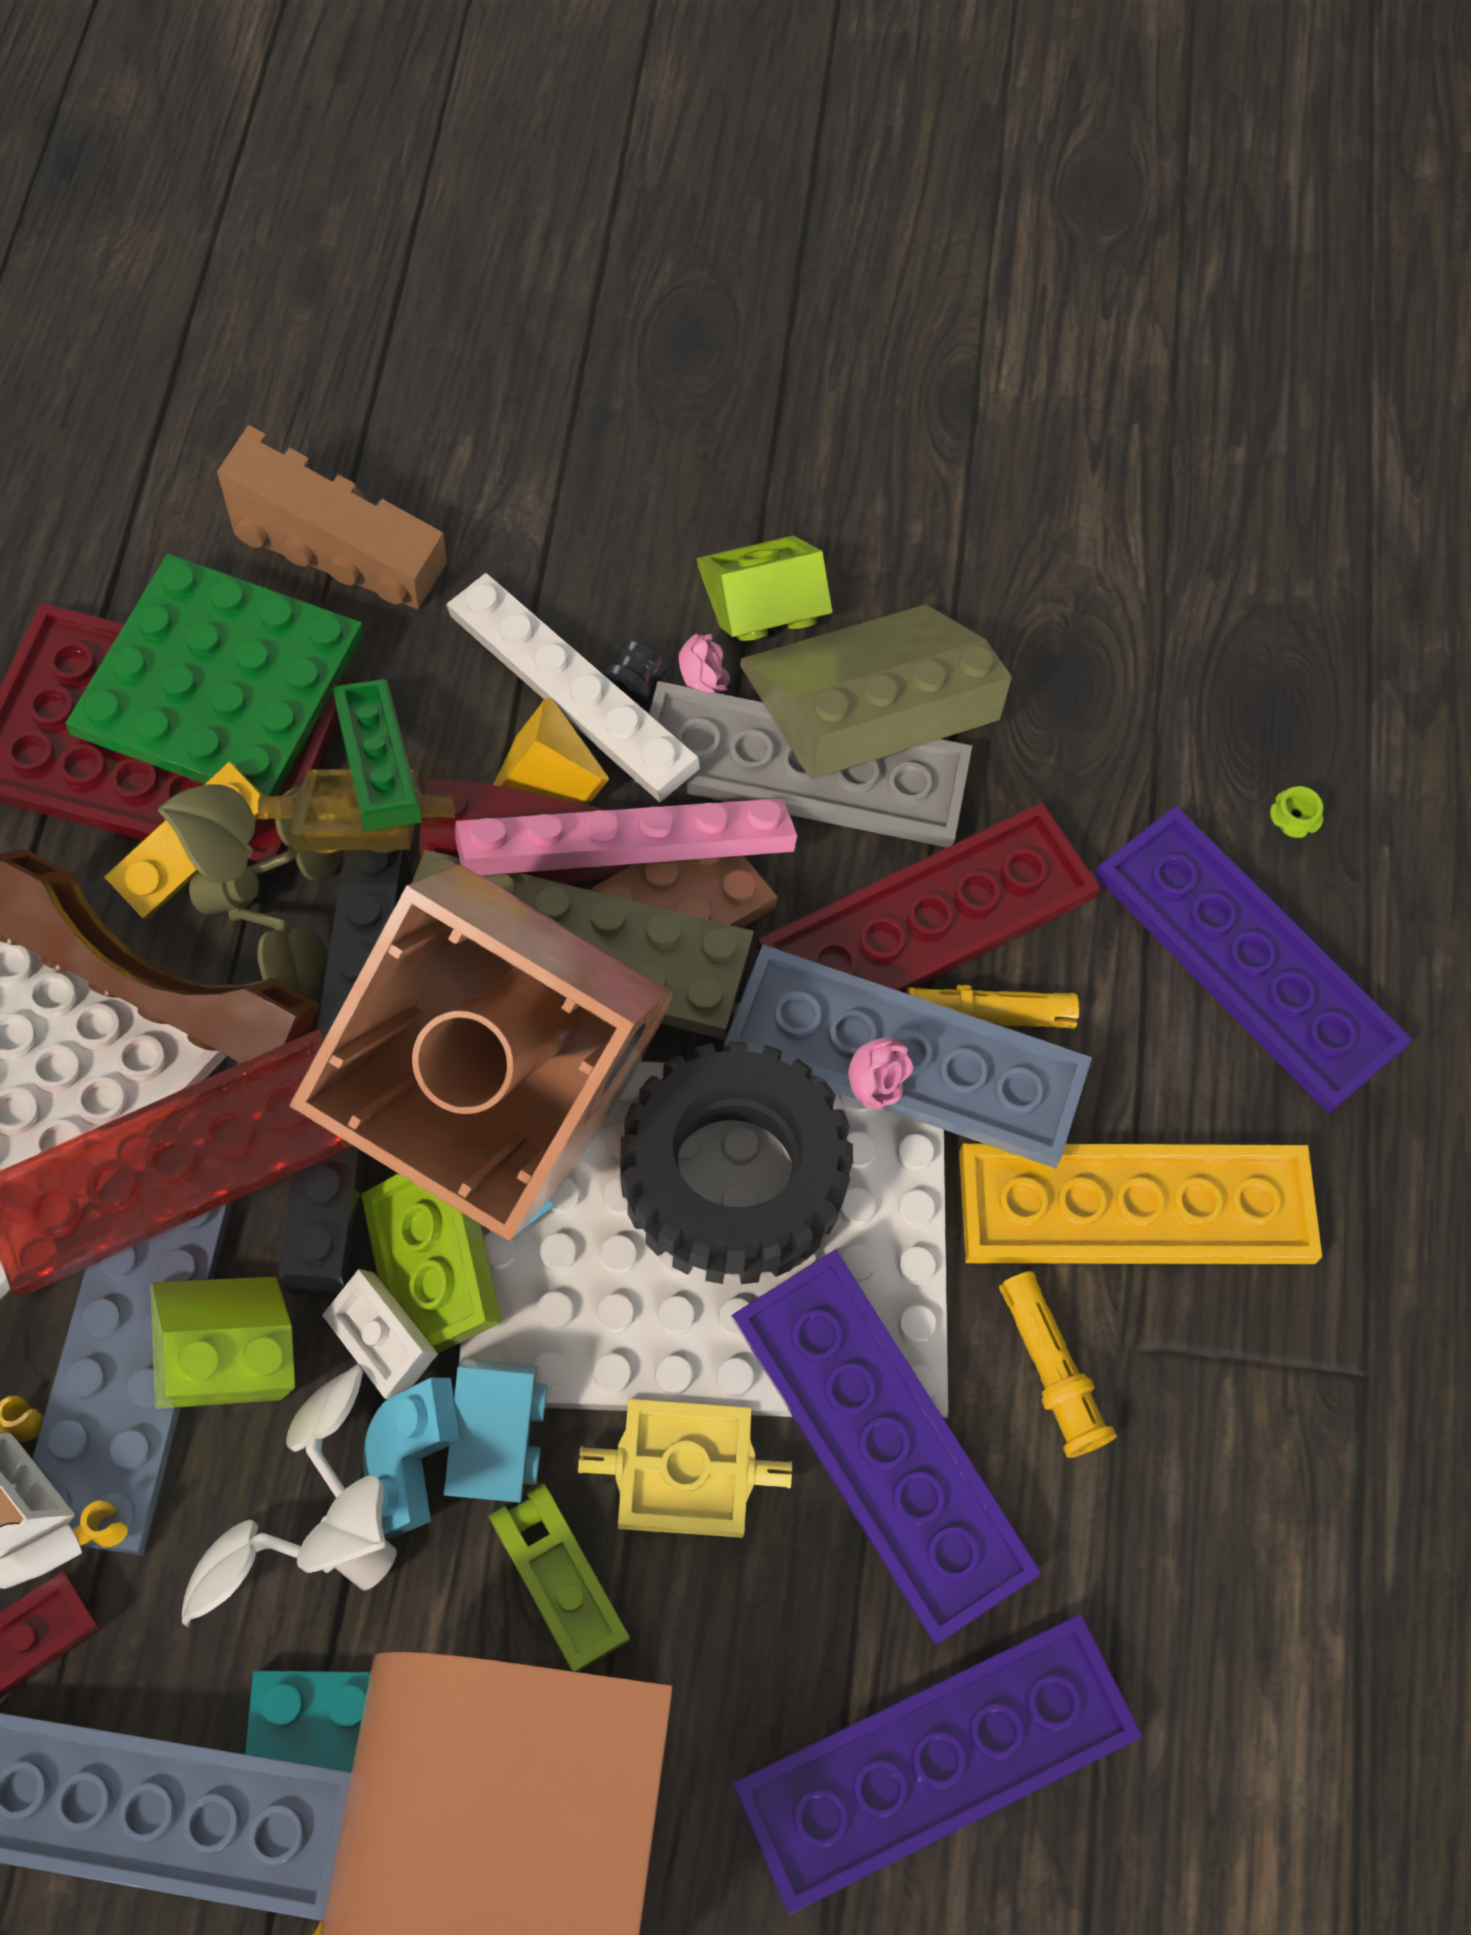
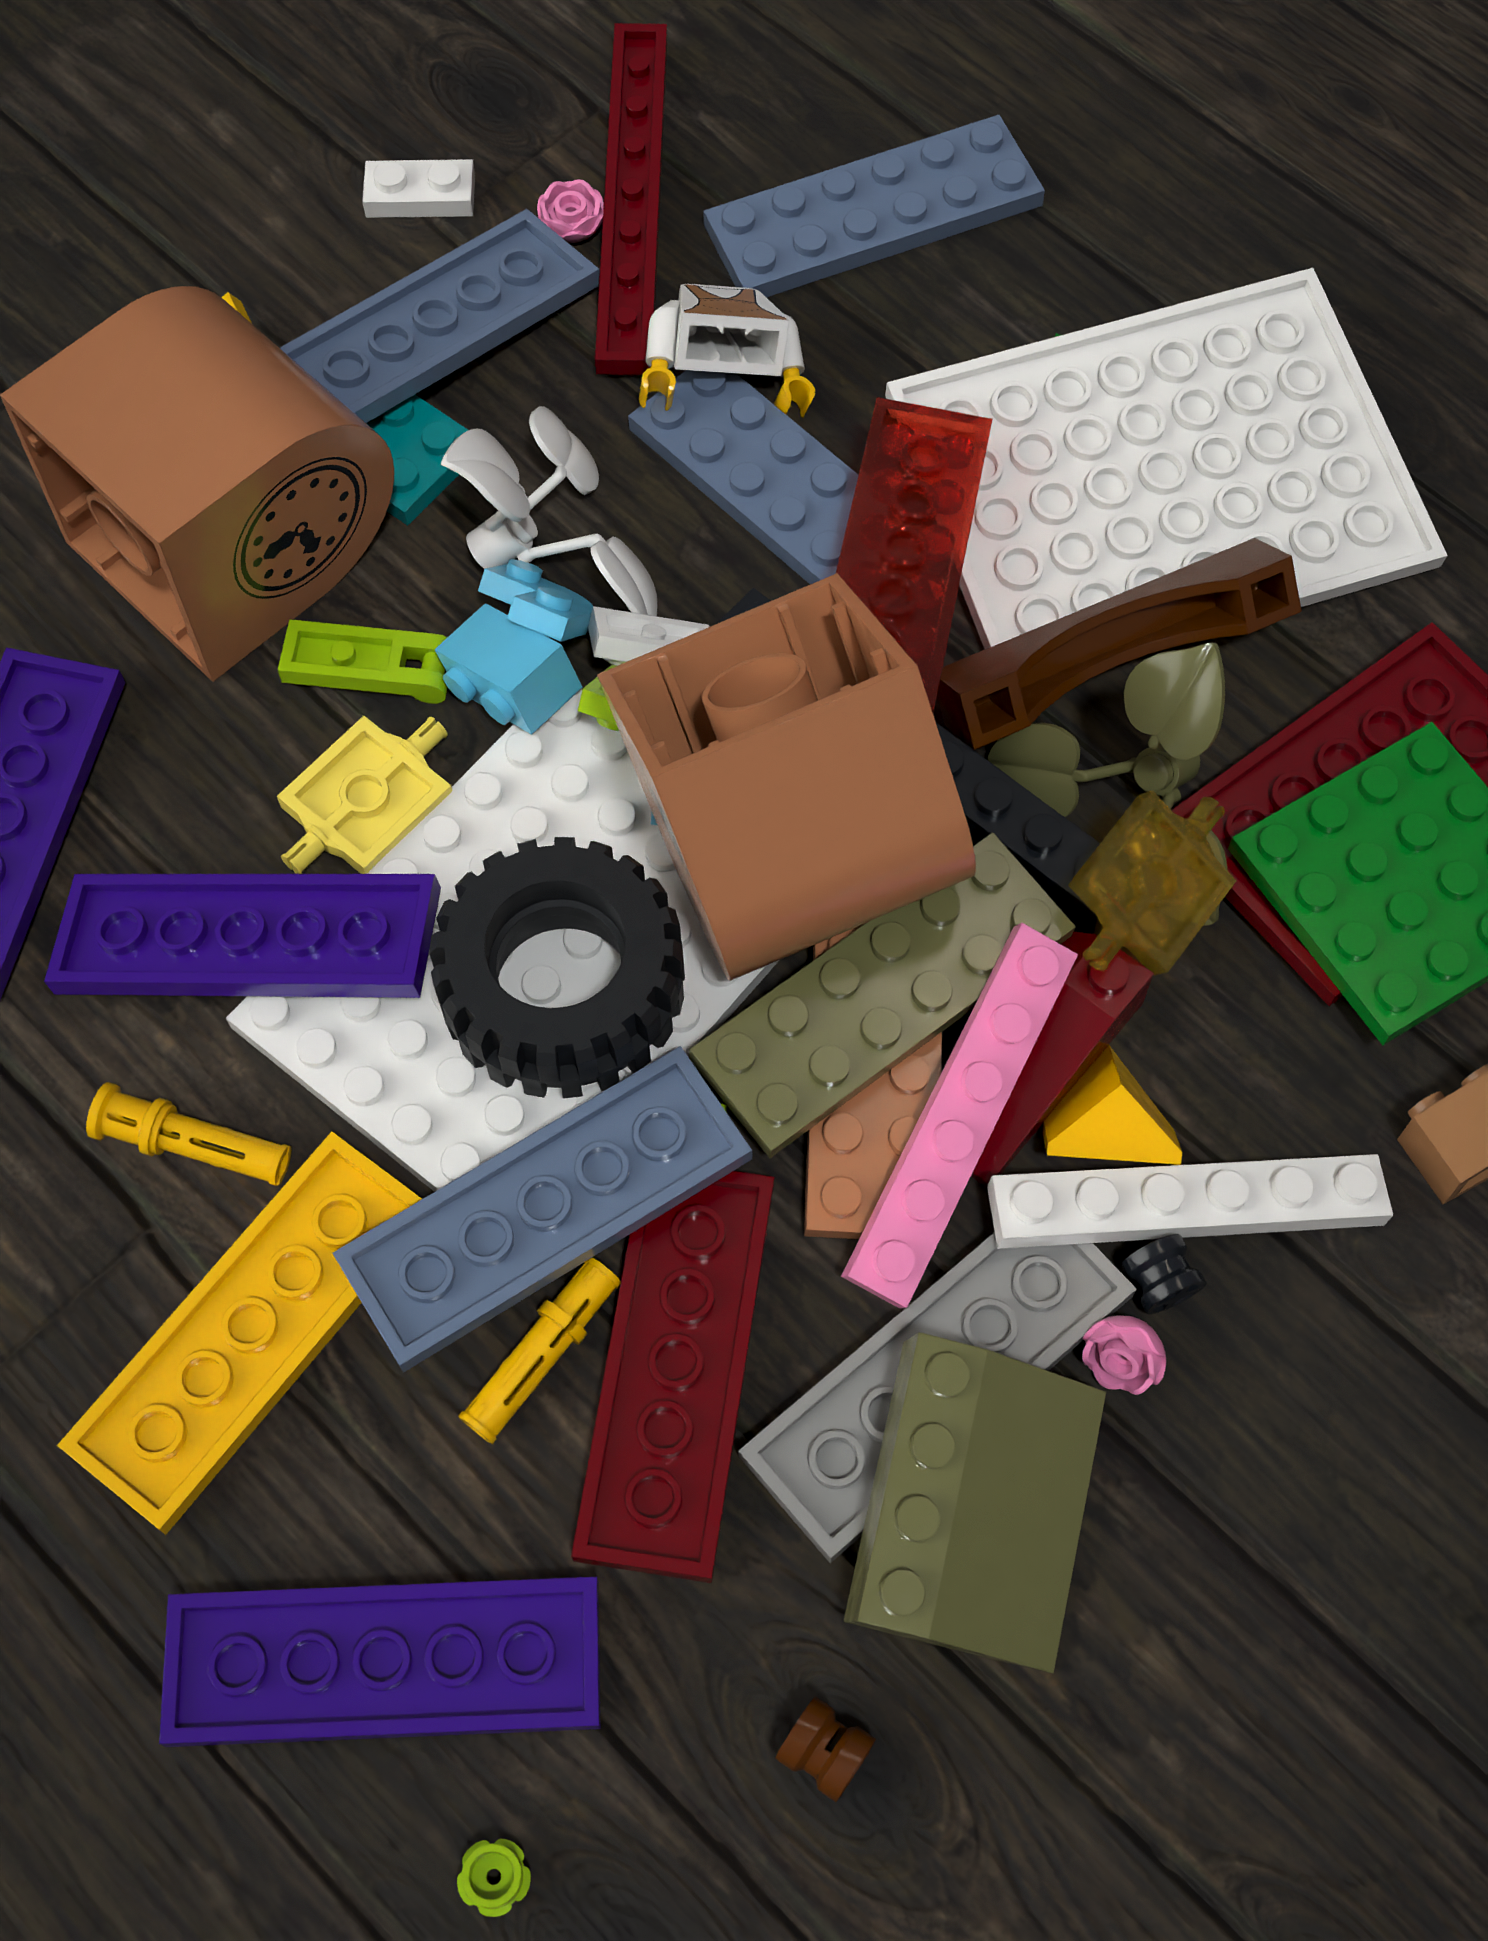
camera: 135 degrees right, 0 degrees up
(159, 863) = (1239, 768): yellow plate -> none
(220, 1342) = (736, 529): lime slope -> none
(376, 755) = (1204, 932): green tile -> none
(766, 586) = (1192, 1494): lime slope -> none
(879, 1072) = (534, 1135): bright pink plate -> none
(1076, 681) = (808, 1746): none -> reddish brown wheel

